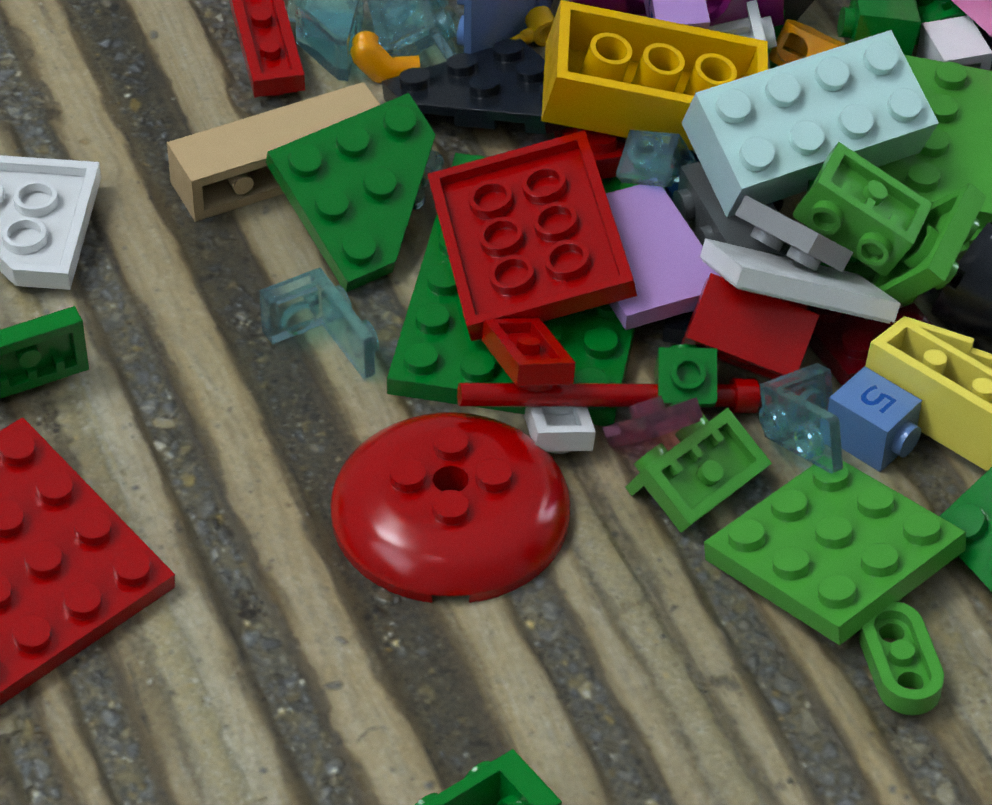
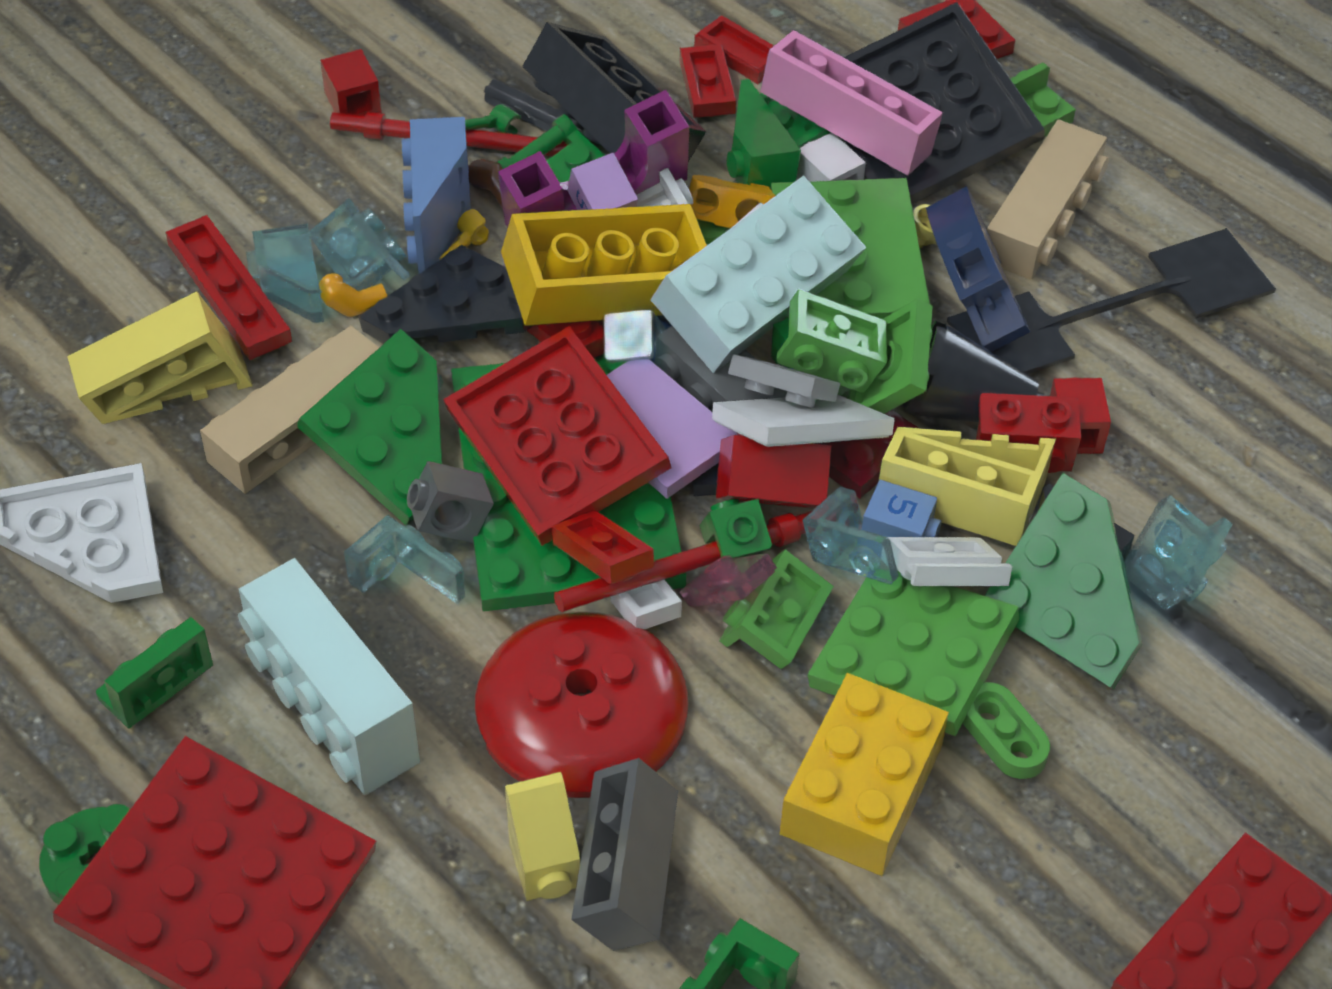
camera: 20 degrees left, 5 degrees up
(158, 69) = (157, 360): none -> light yellow wedge
(189, 404) = (328, 677): none -> light aqua brick
(340, 611) = (542, 836): none -> light yellow slope
(390, 293) = (449, 501): none -> dark grey brick
(421, 657) = (625, 855): none -> dark grey brick
(719, 653) = (863, 774): none -> yellow brick
(904, 466) = (949, 561): none -> white plate

